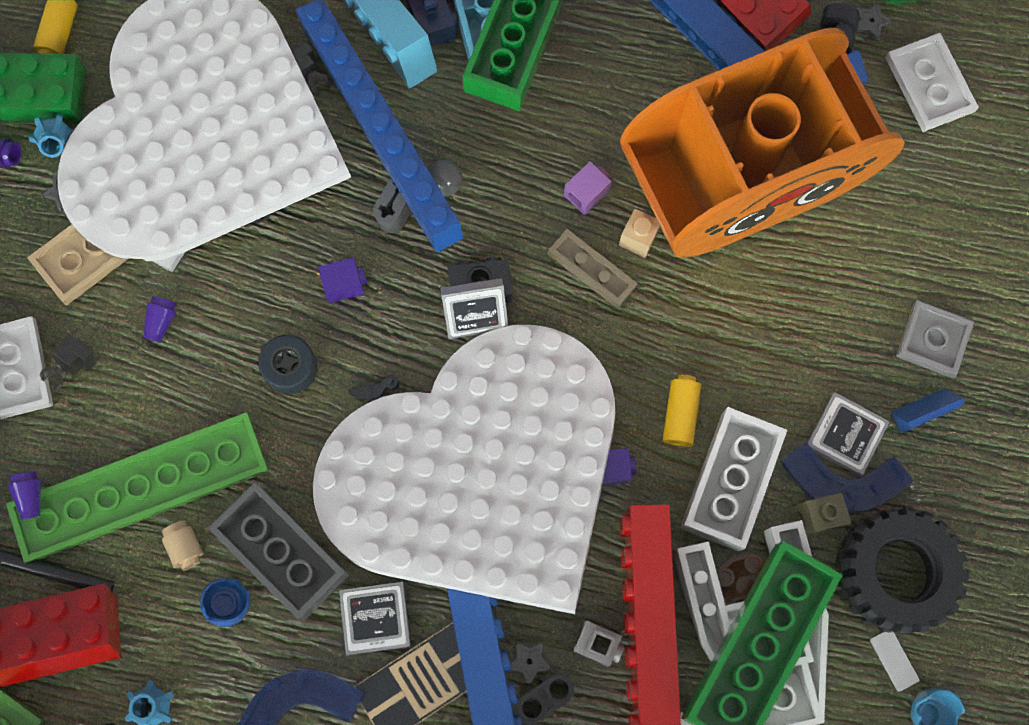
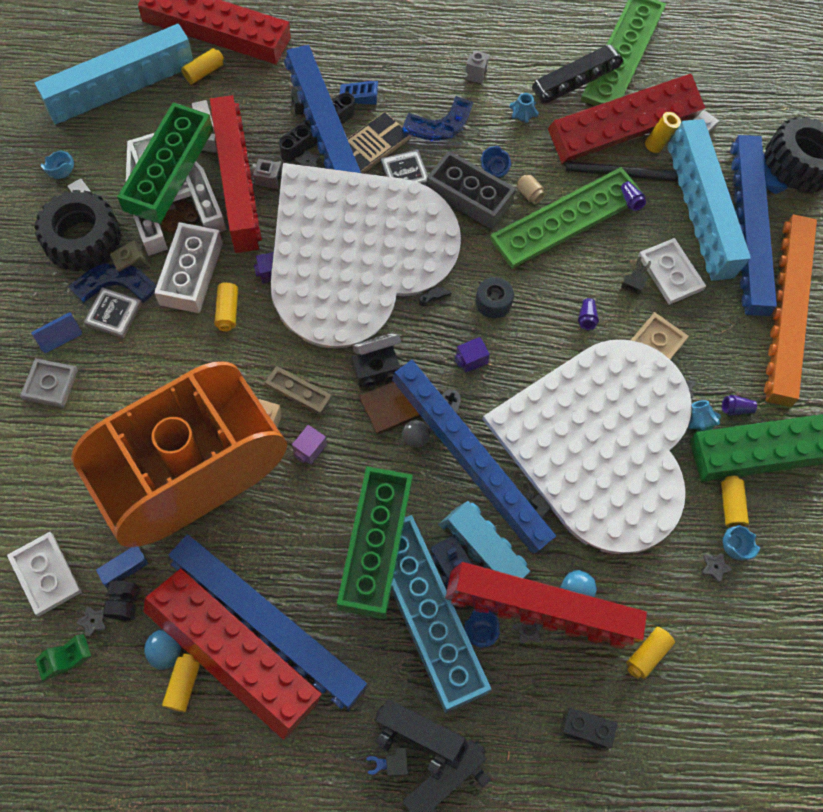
camera: 170 degrees right, 10 degrees down
(481, 230) = (387, 408): none -> reddish brown tile

